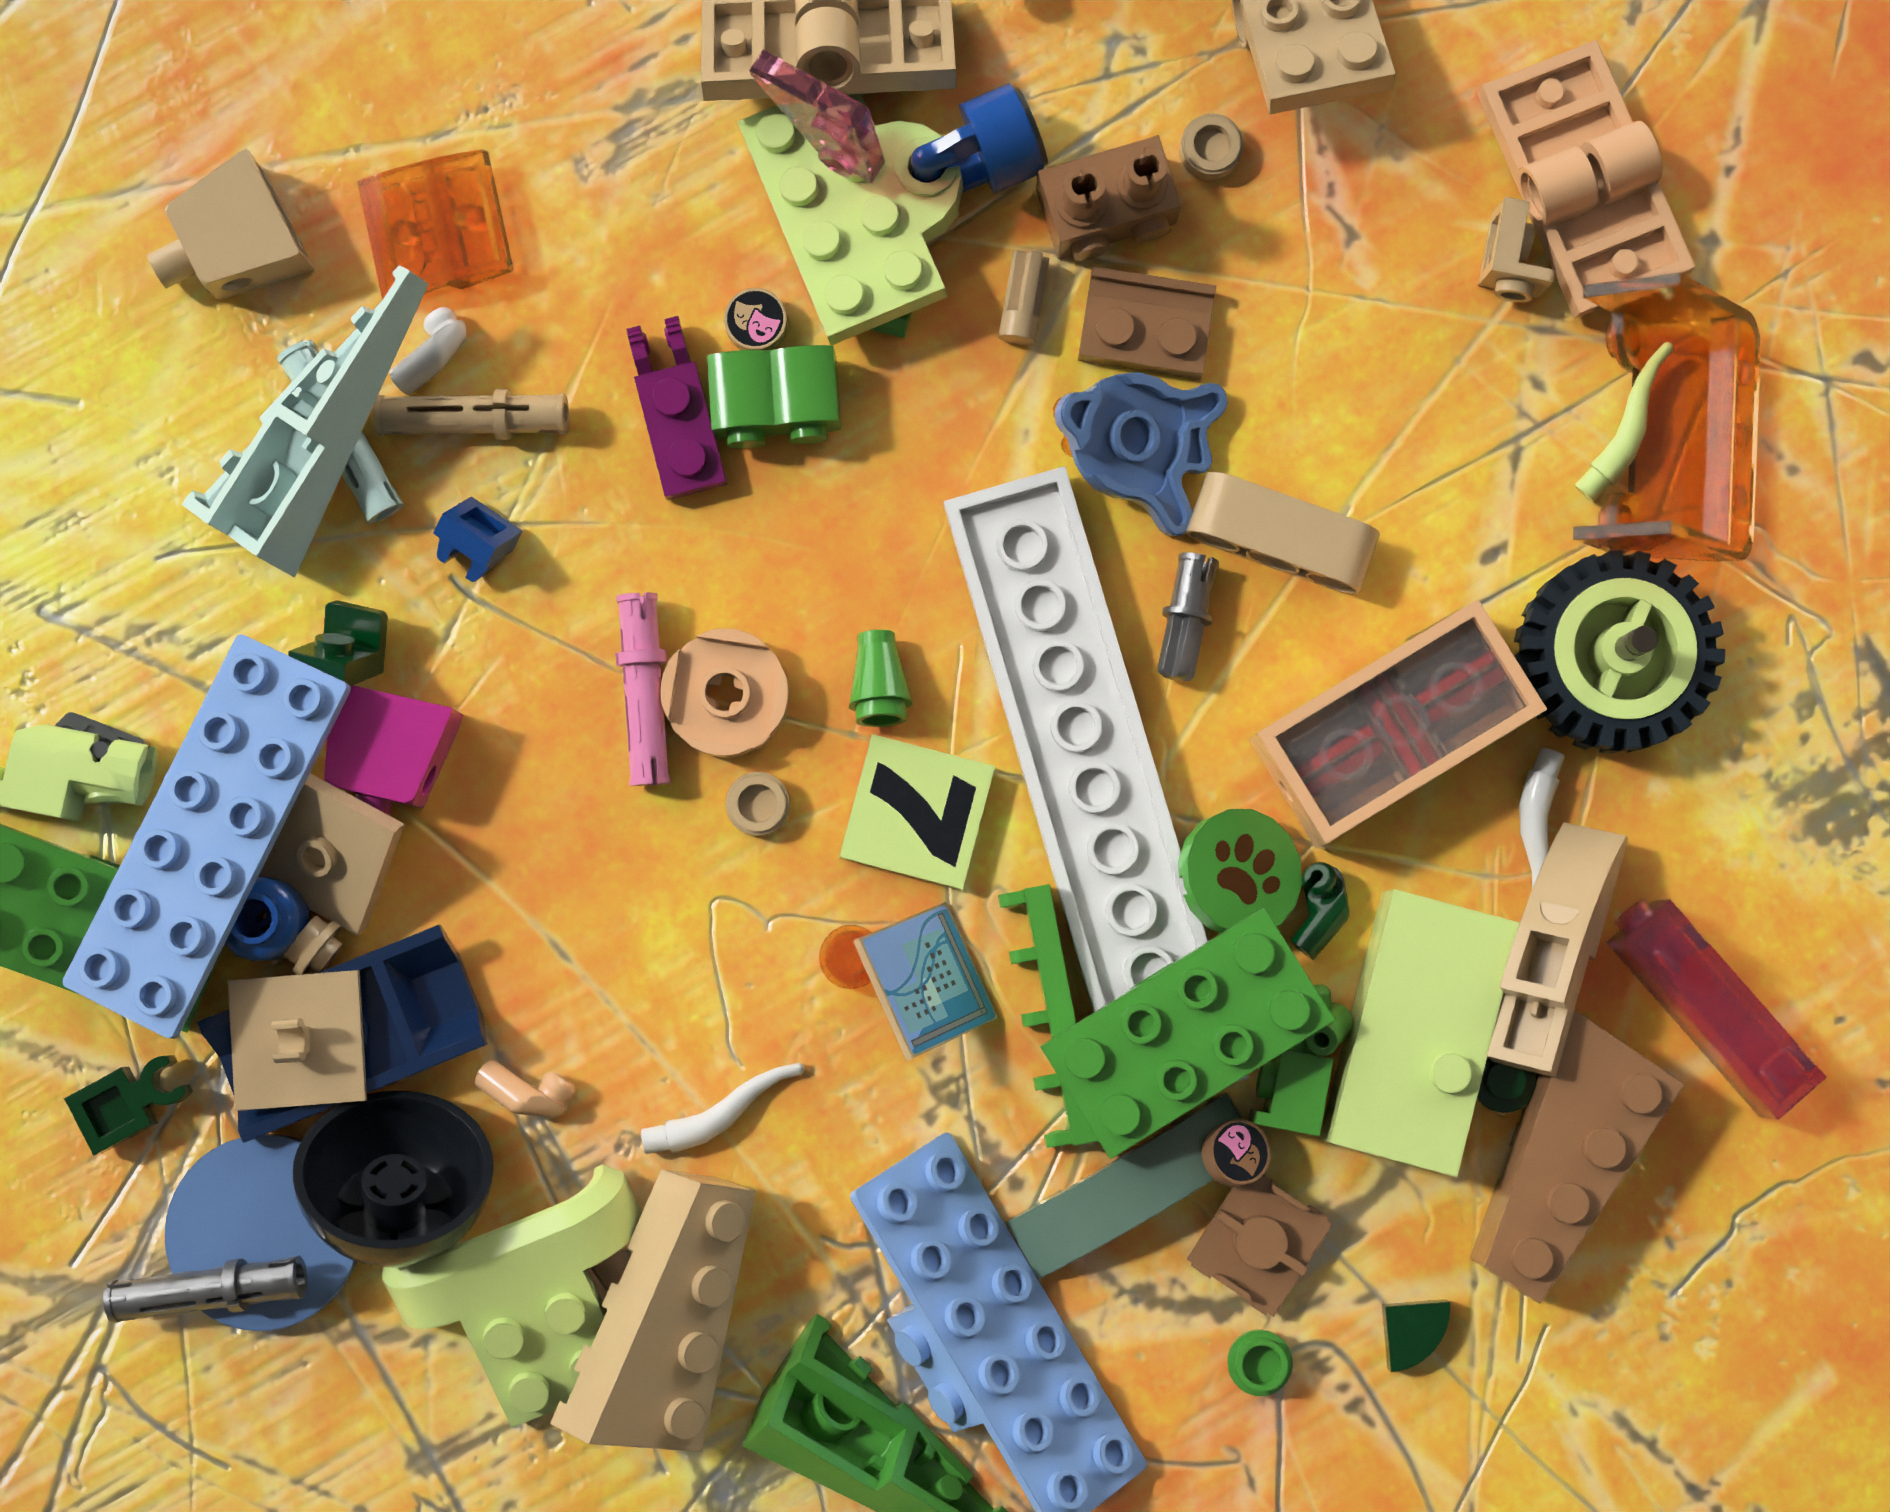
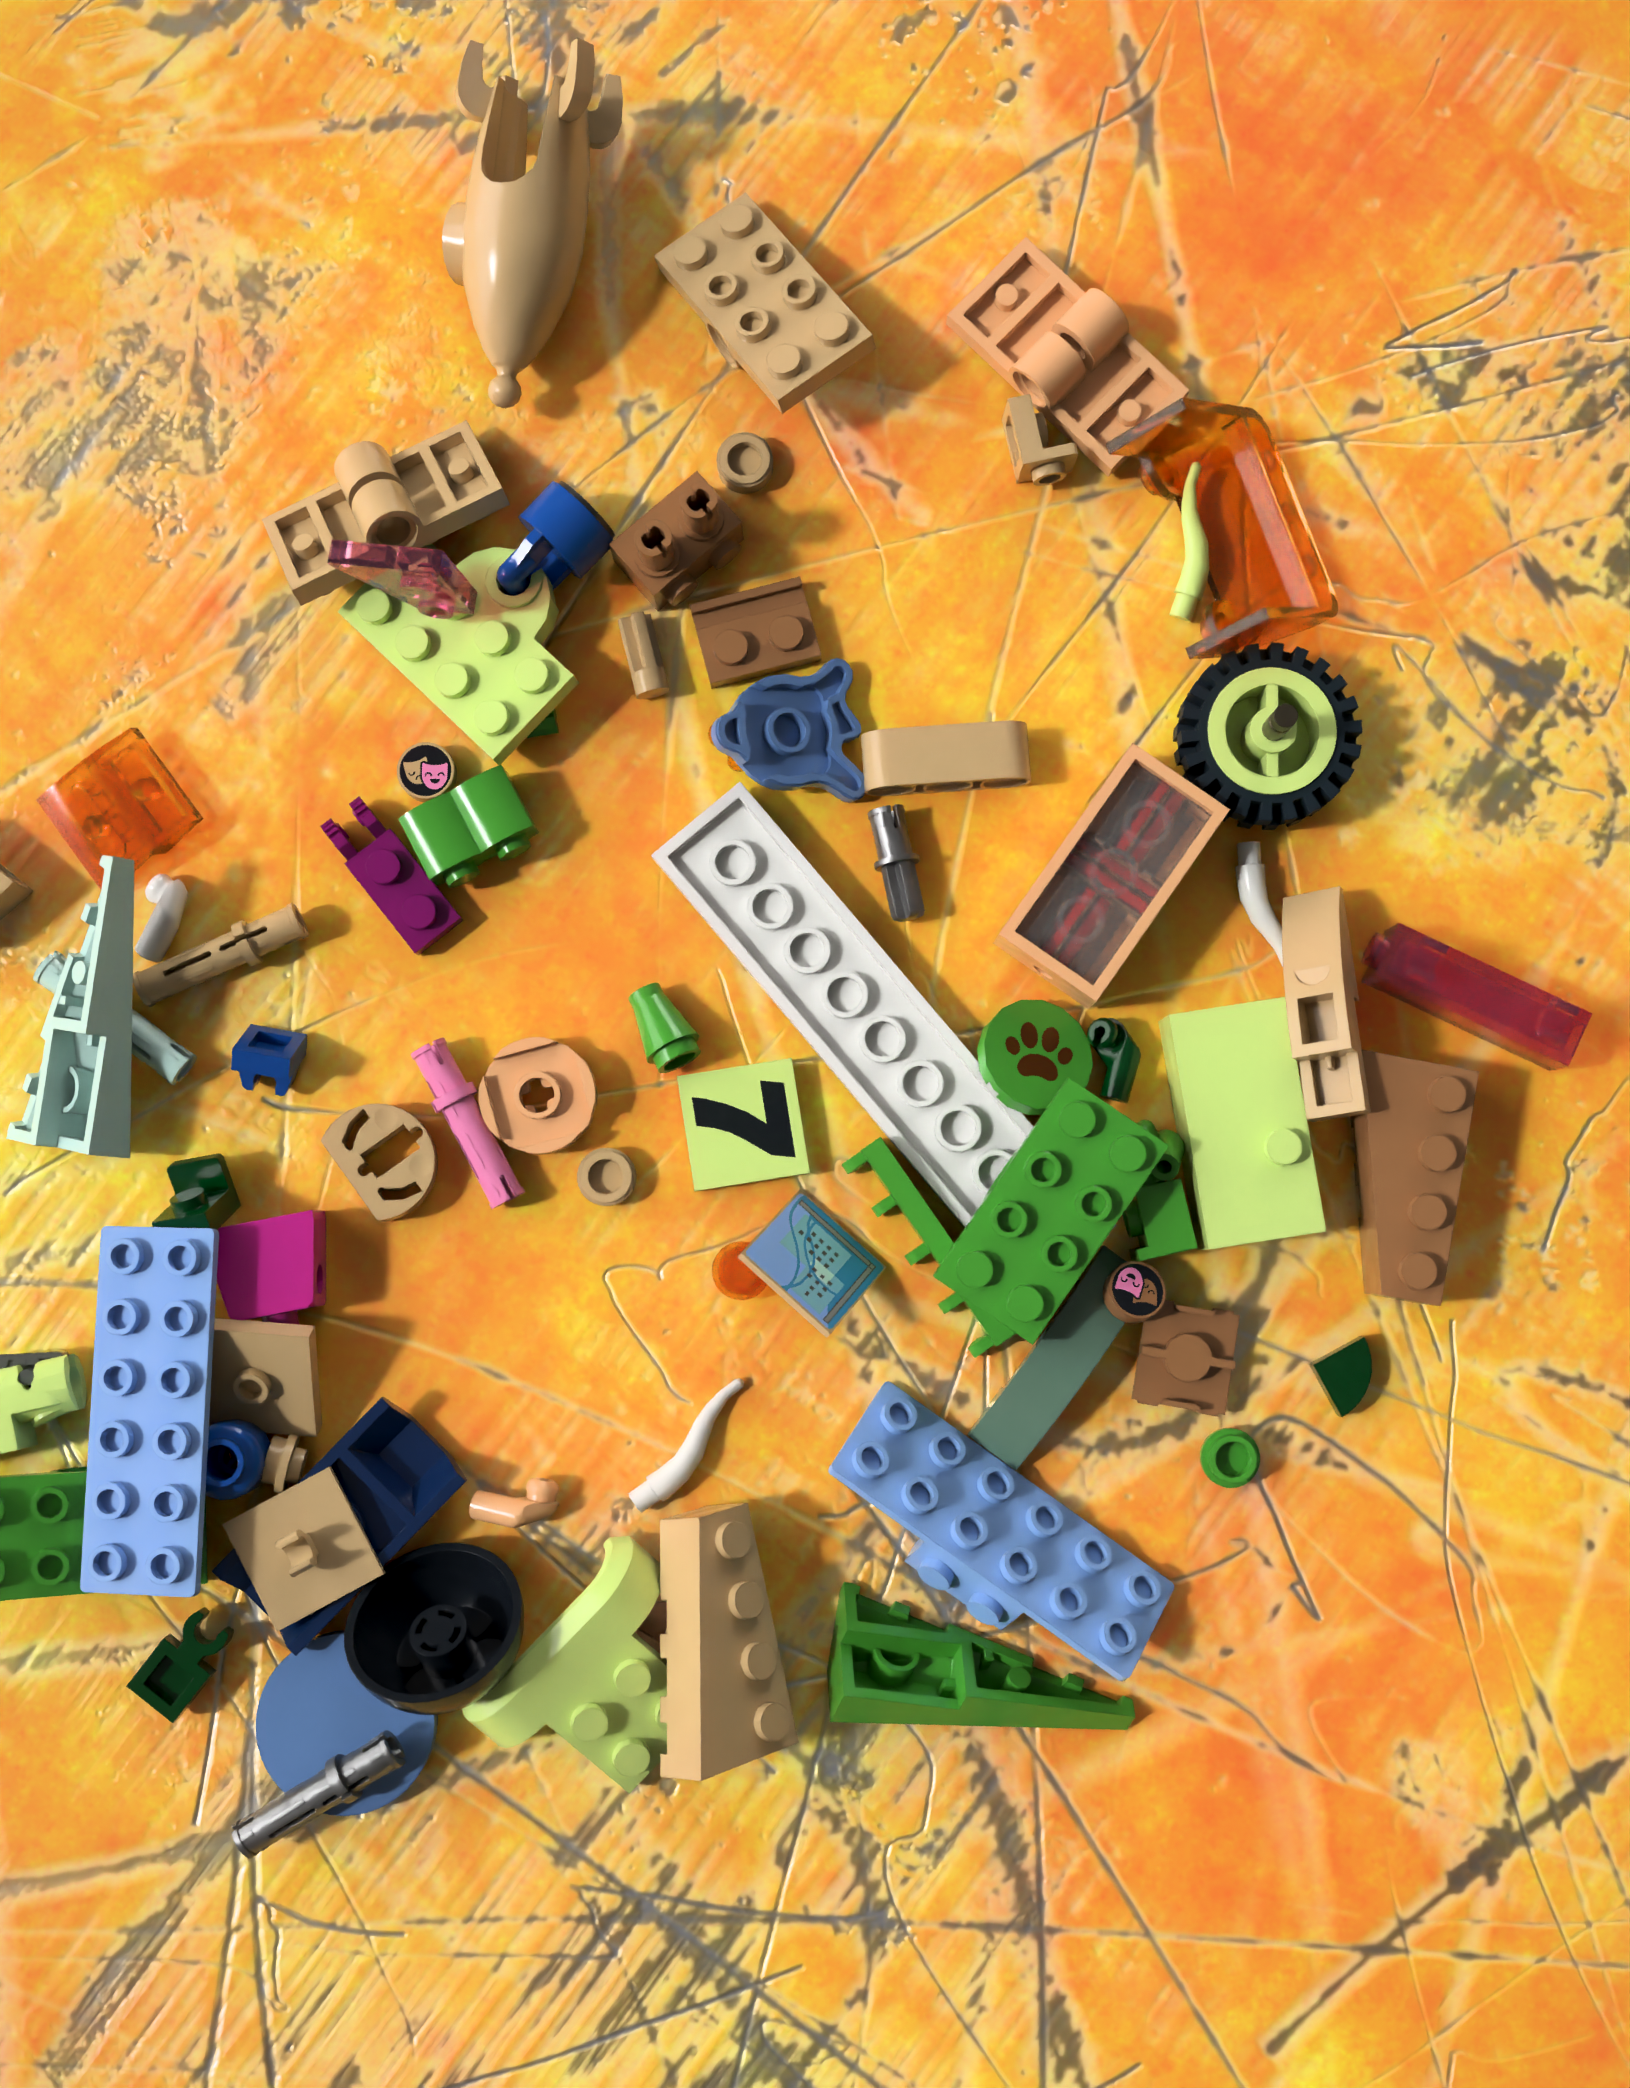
camera: 25 degrees left, 0 degrees up
(557, 655) = (384, 1123): none -> tan piece
(1505, 1087) = (1332, 1138): dark green plate -> none

